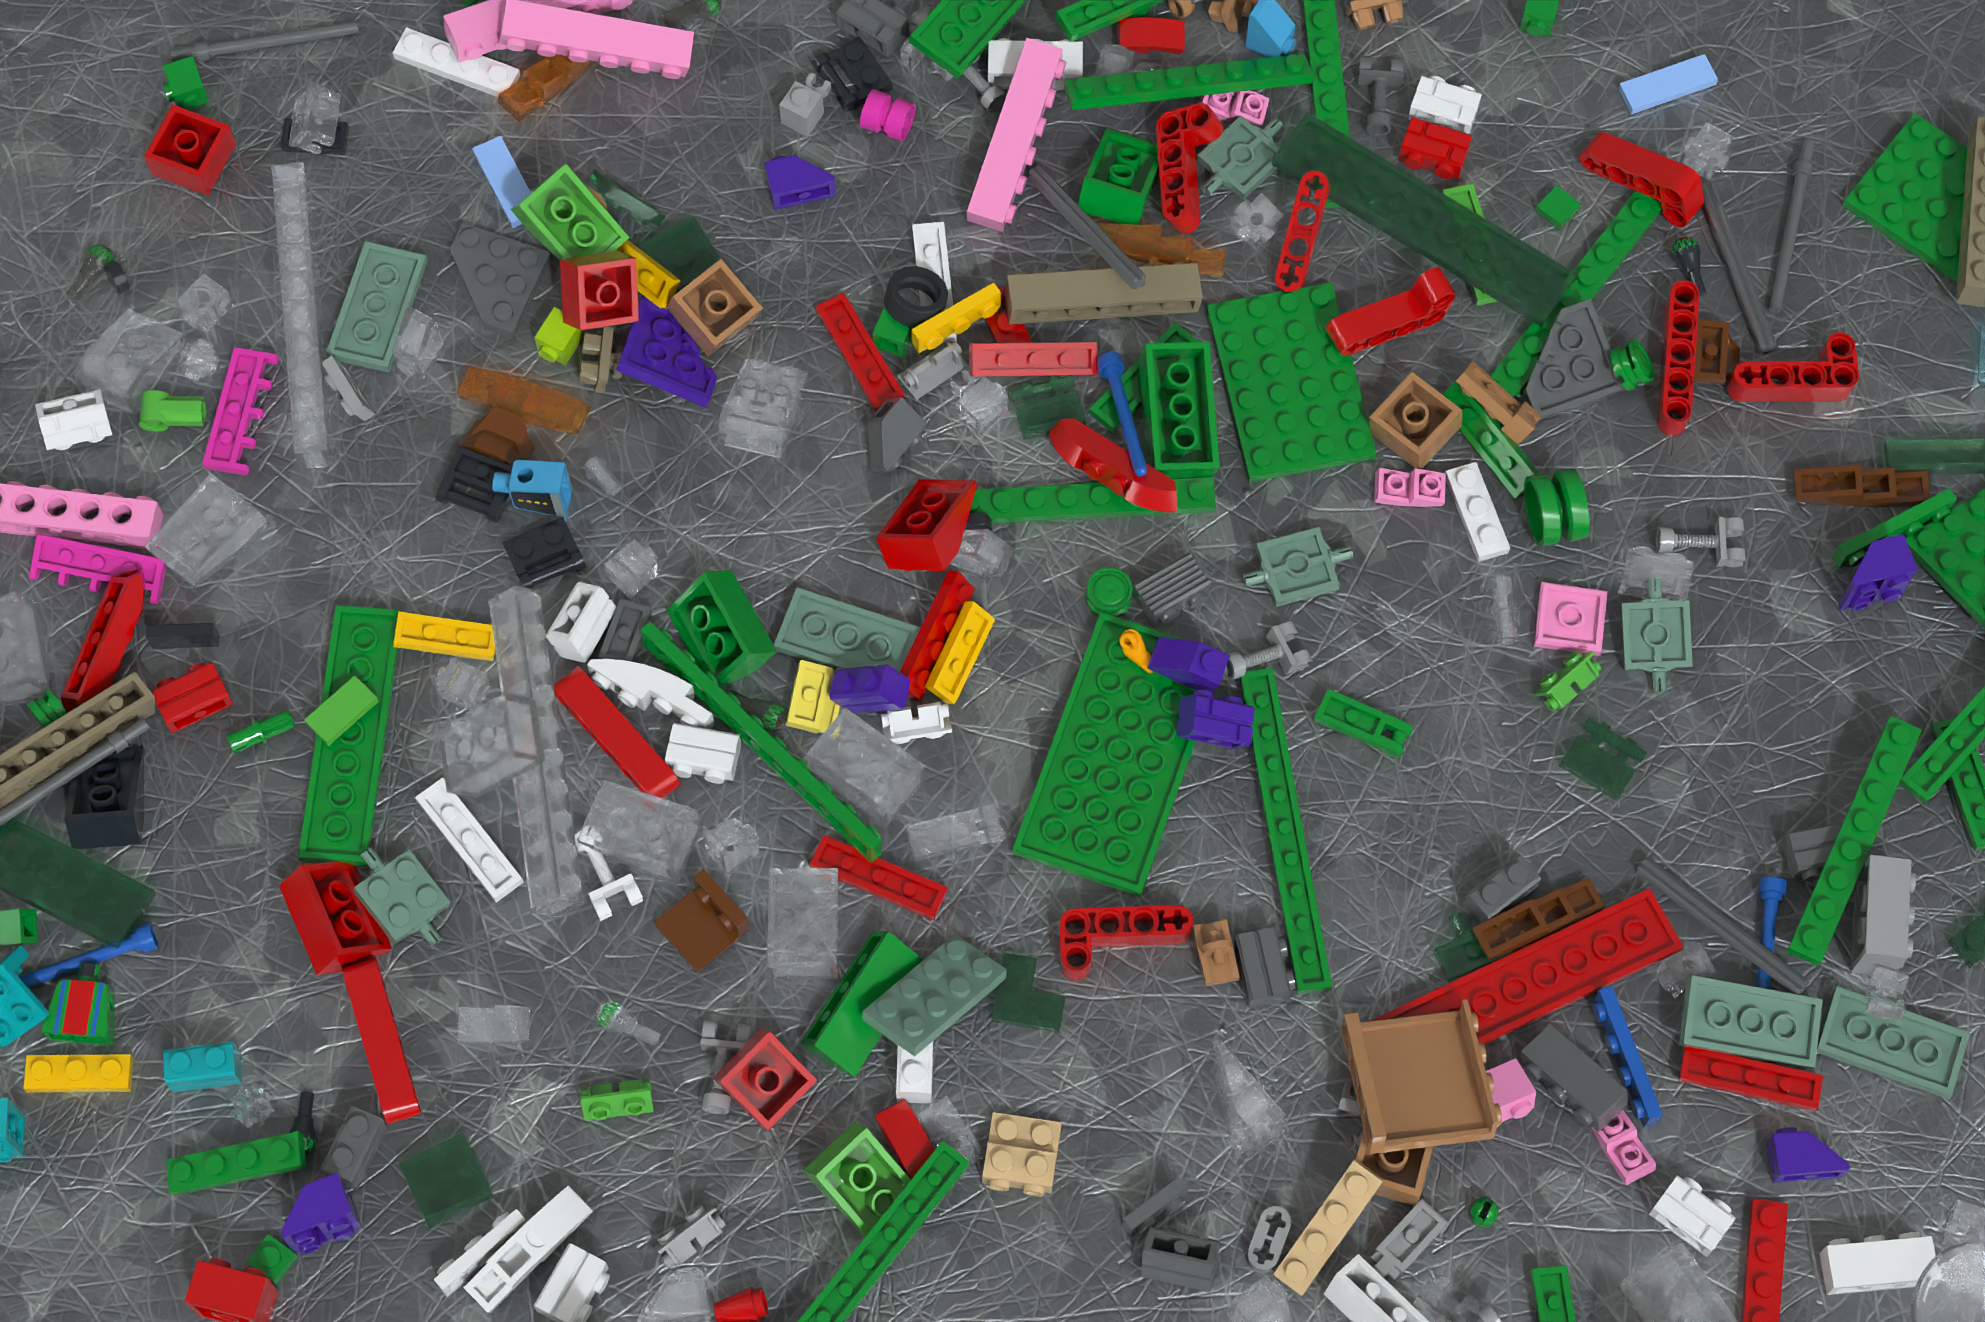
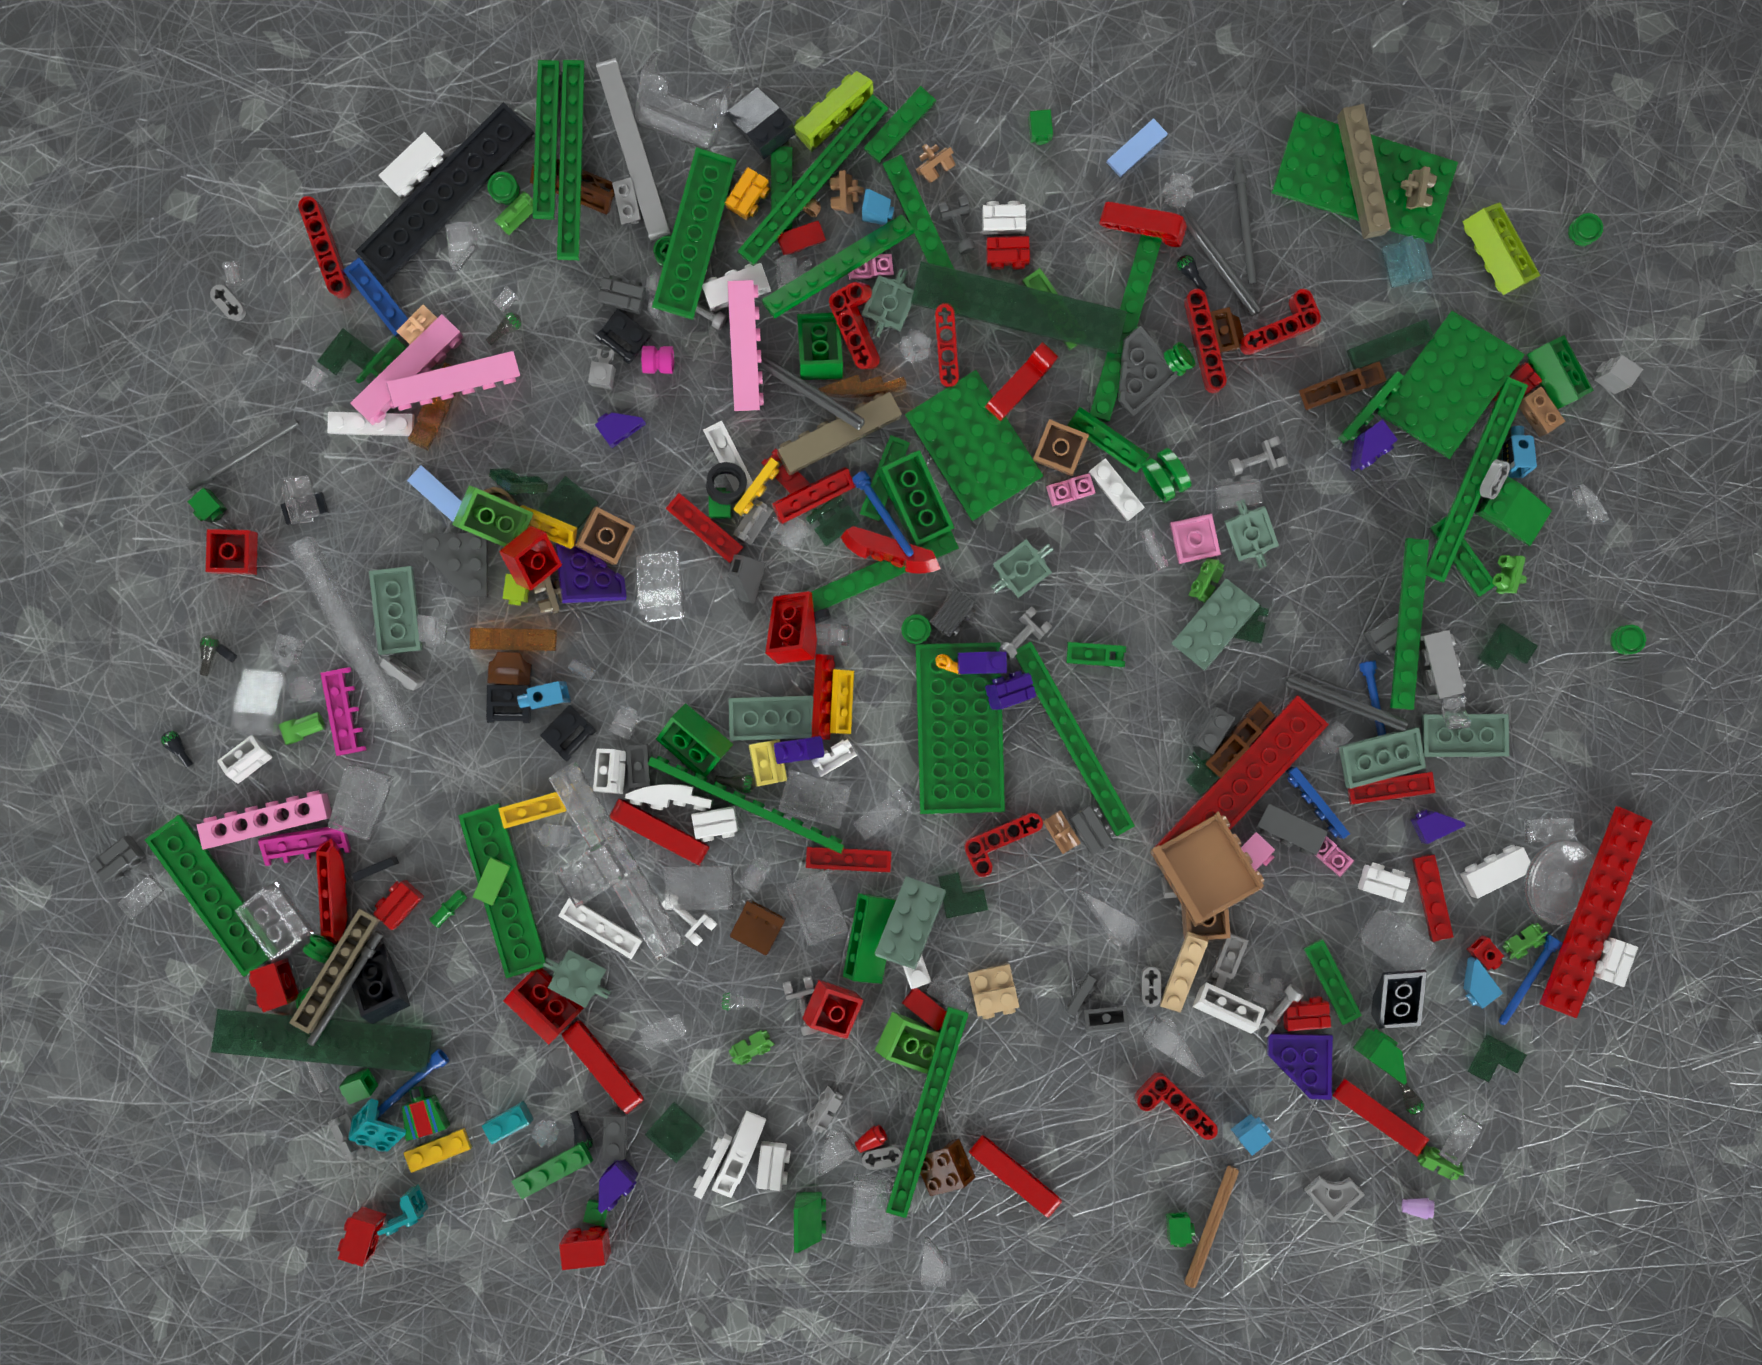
camera: 25 degrees left, 20 degrees up
(1477, 1207) = (1261, 923): green hinge -> none
(1516, 418) = (1107, 417): medium nougat plate -> none
(1558, 207) = (1097, 262): green tile -> none
(1558, 742) = (1215, 624): none -> sand green plate

